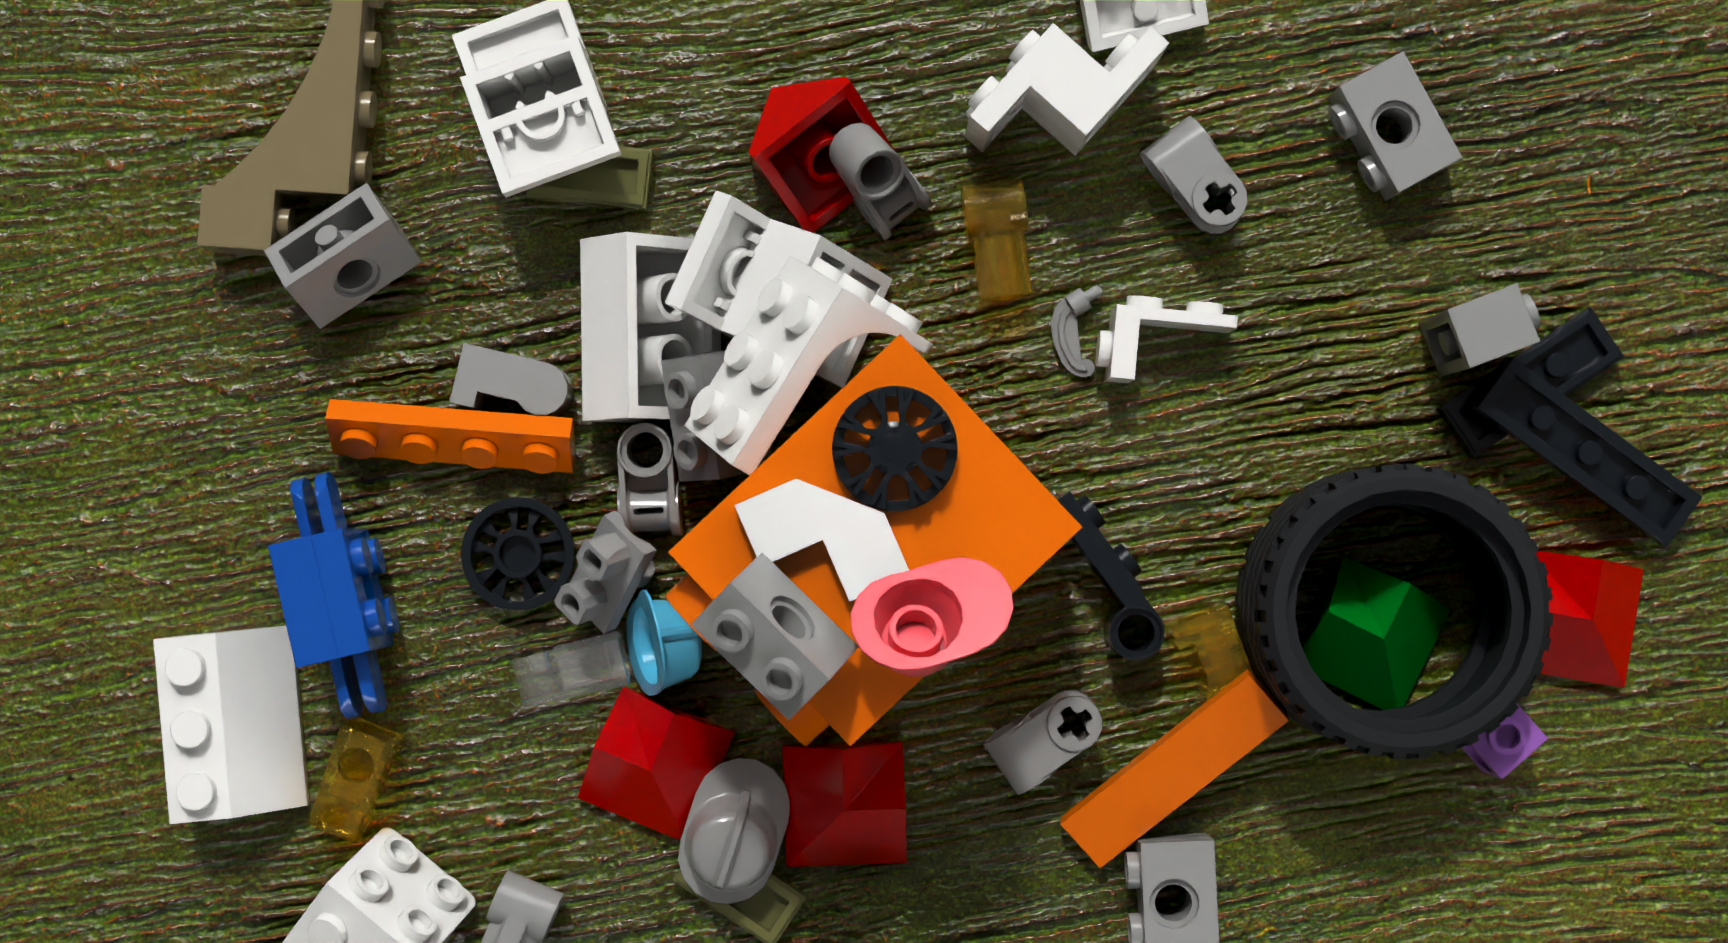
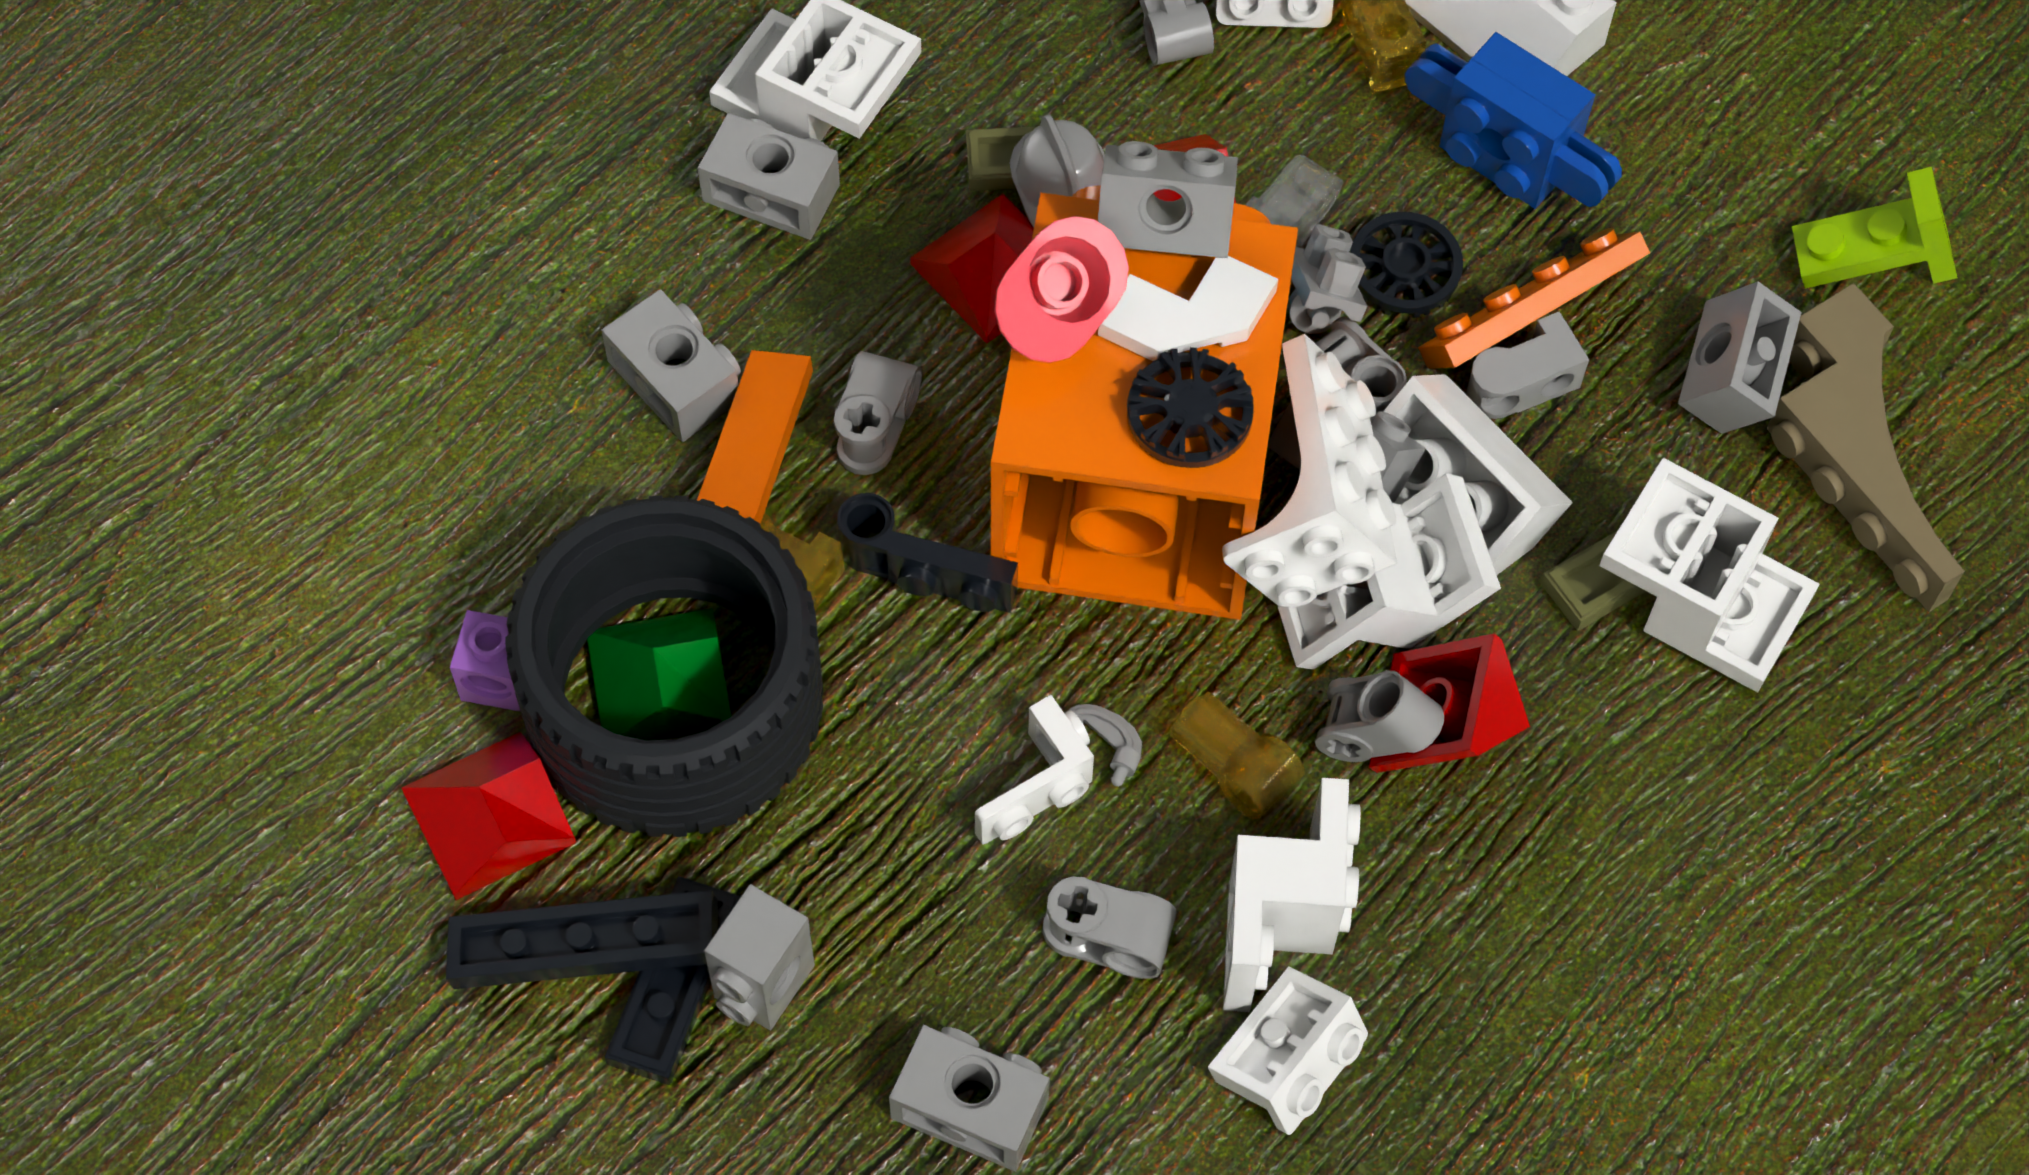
camera: 140 degrees right, 25 degrees down
(137, 278) = (1878, 238): none -> lime bracket

